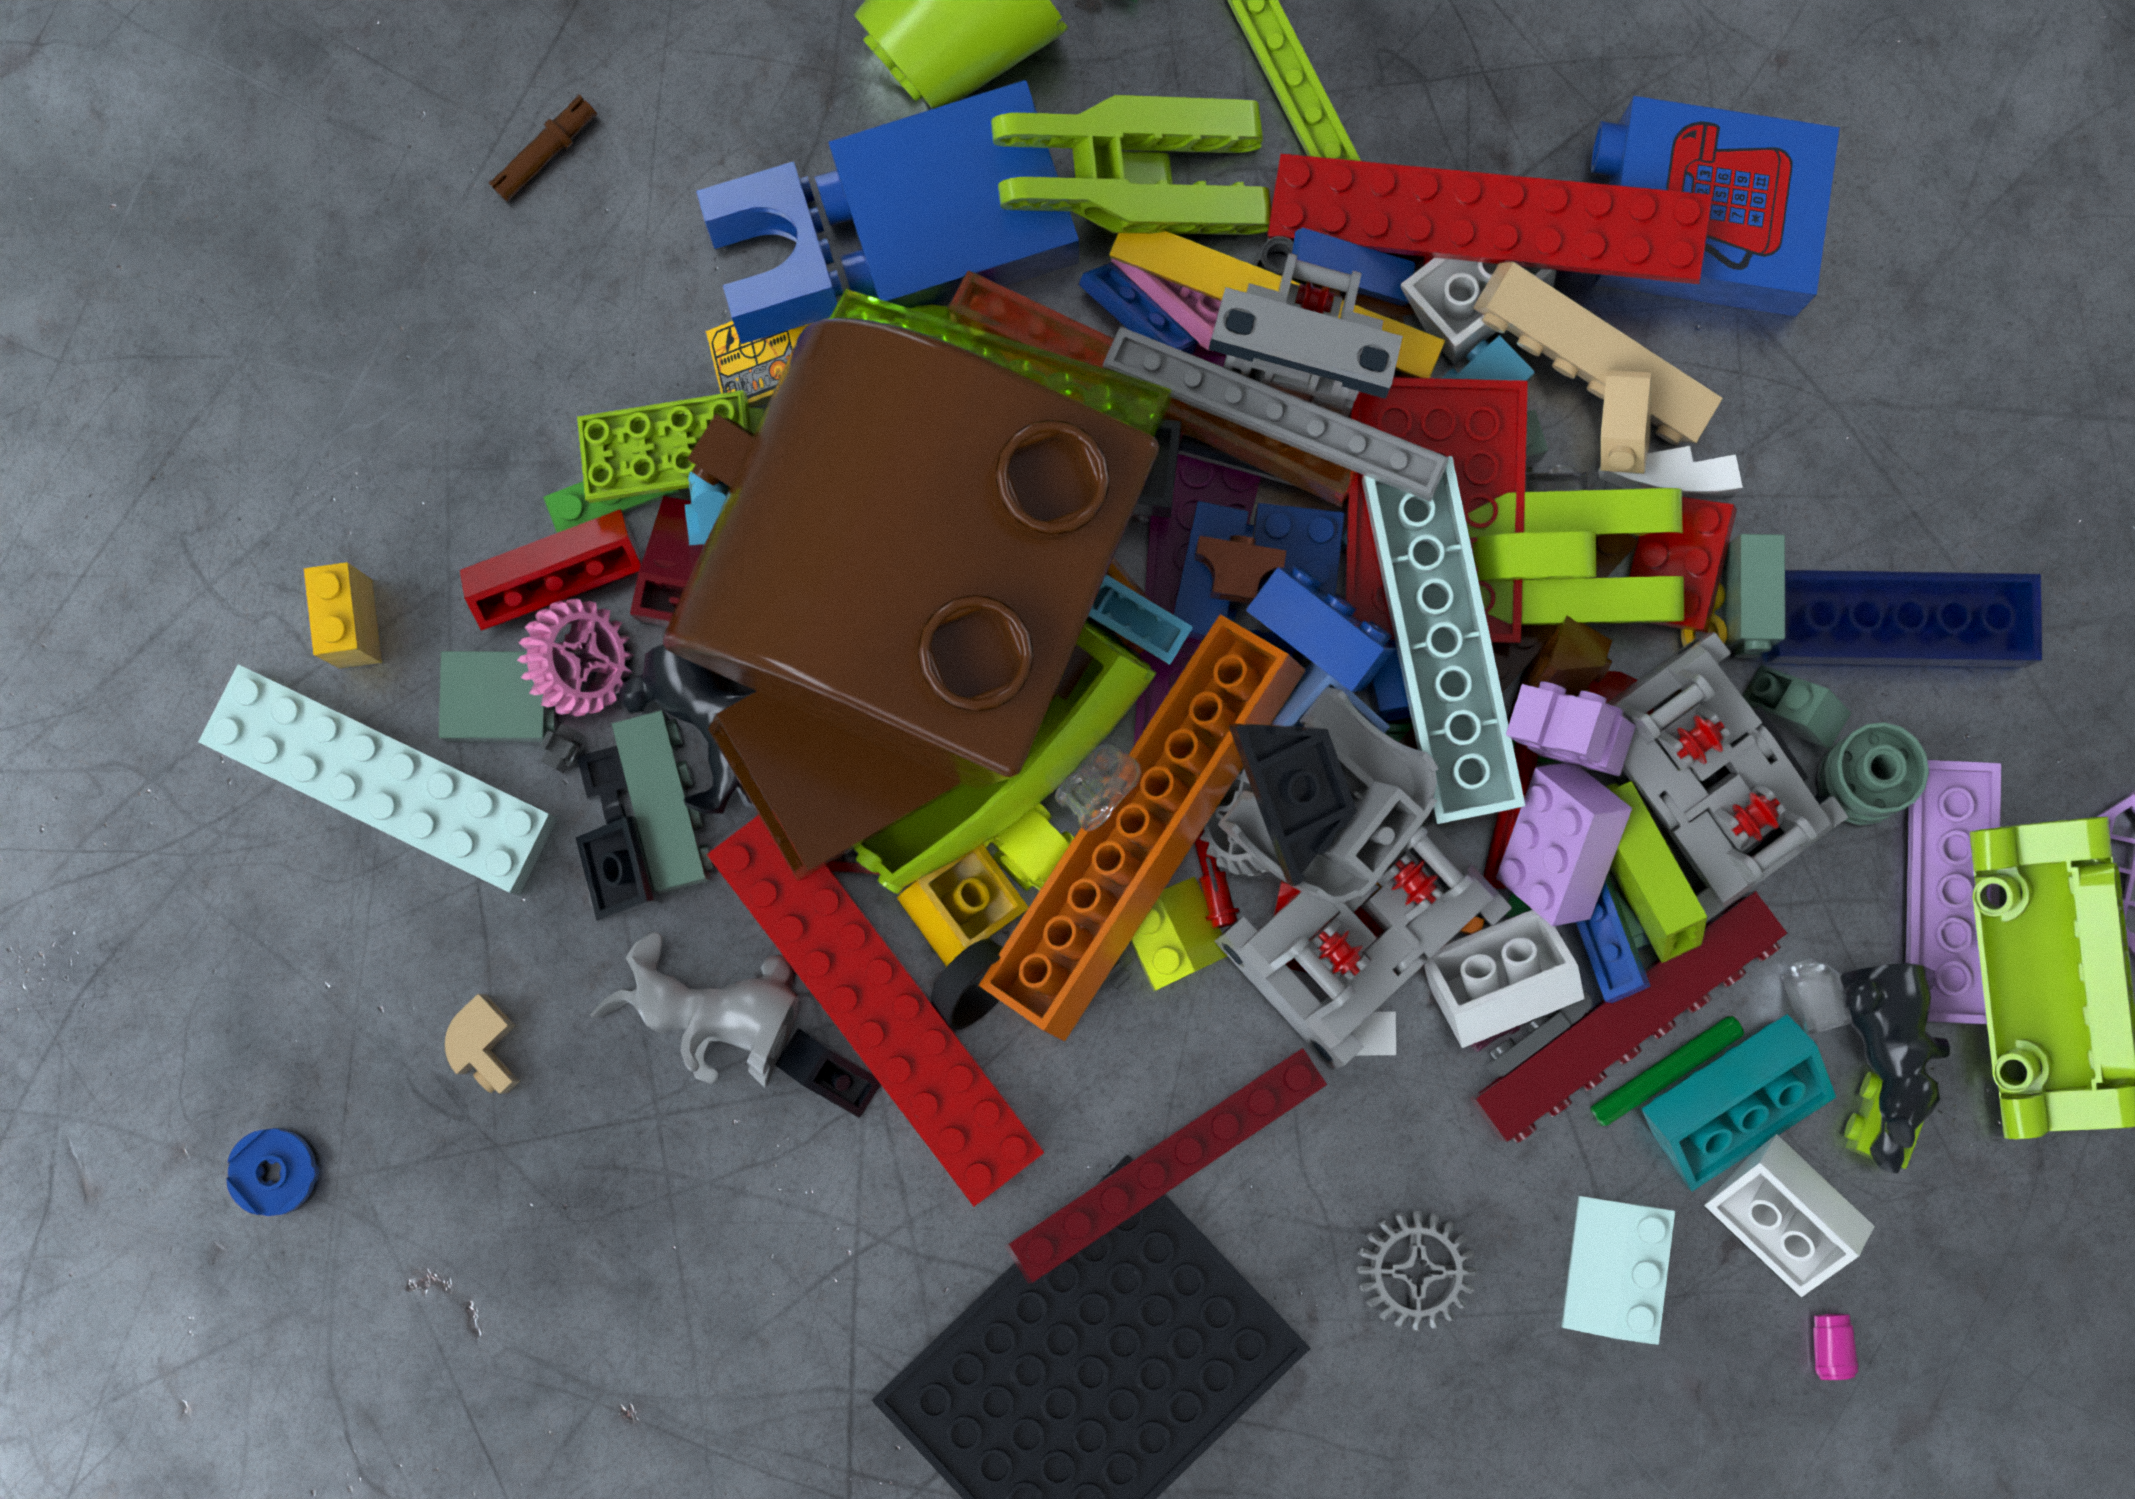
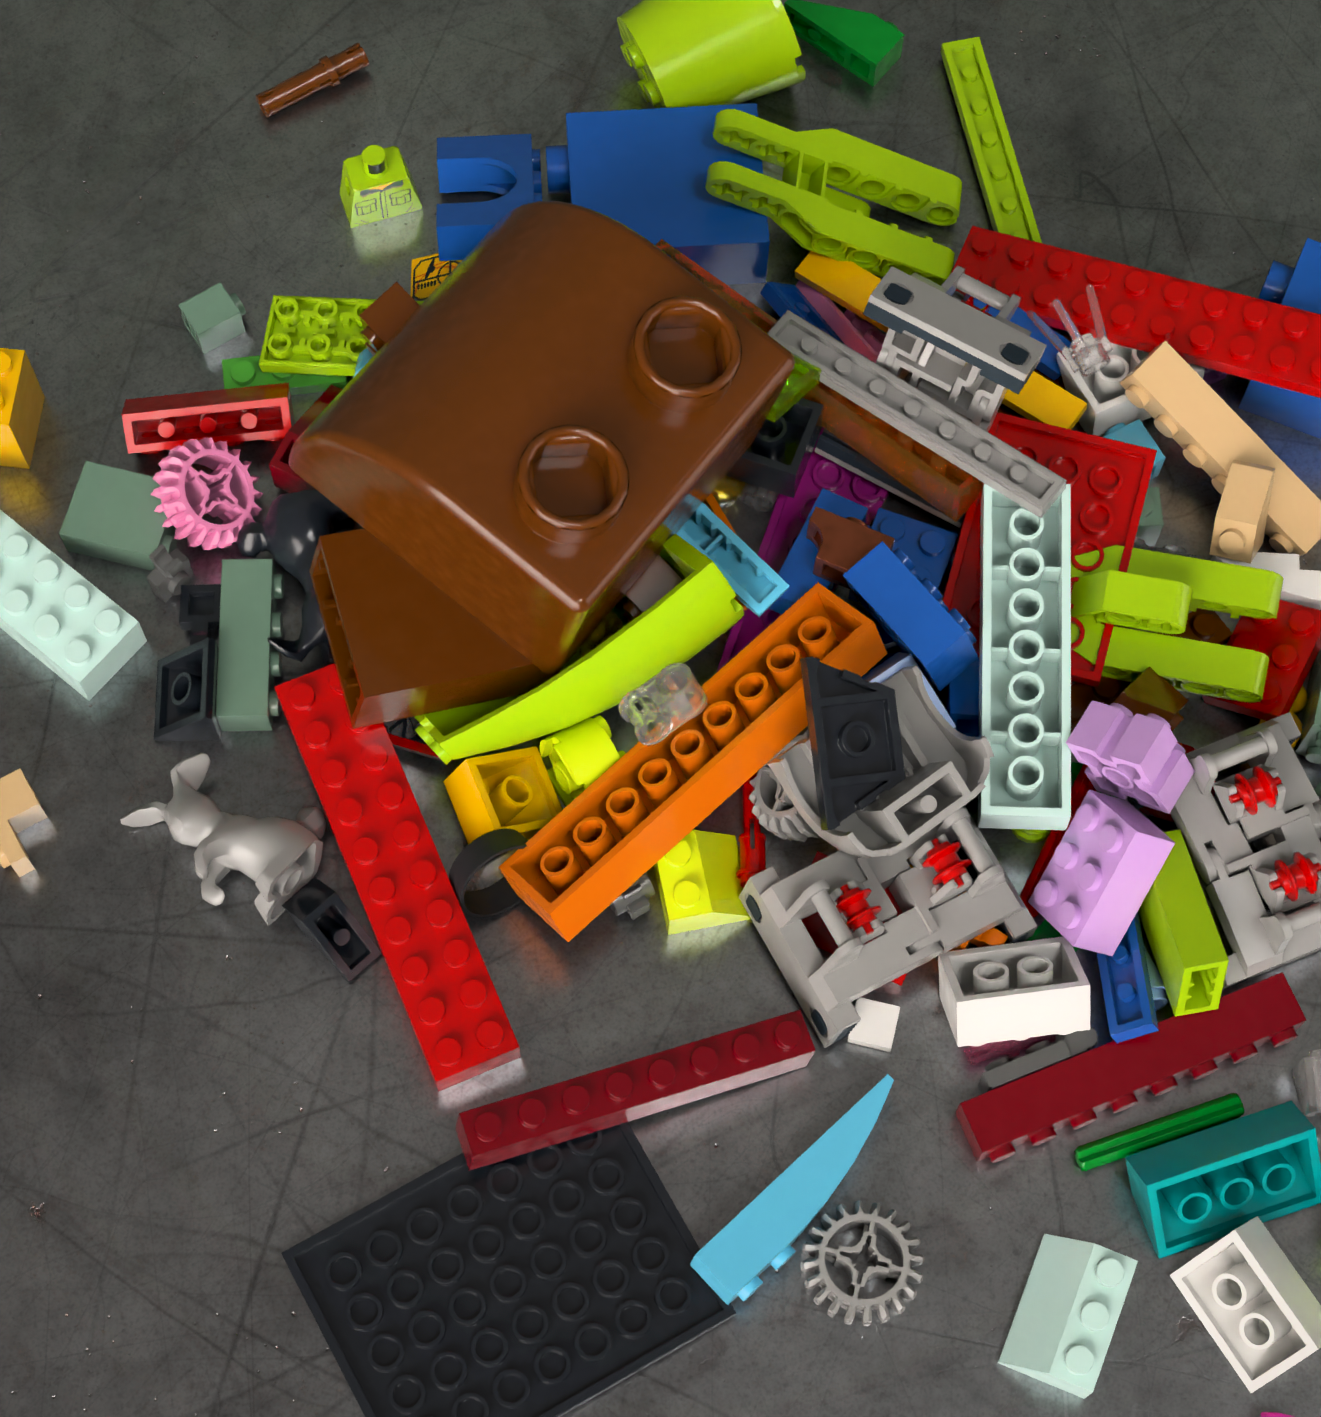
camera: 10 degrees right, 15 degrees down
(521, 452) = (213, 317): none -> sand green brick
(650, 262) = (377, 186): none -> lime torso
(1338, 1234) = (782, 1211): none -> medium azure slope
(1429, 286) = (1087, 353): none -> clear plant

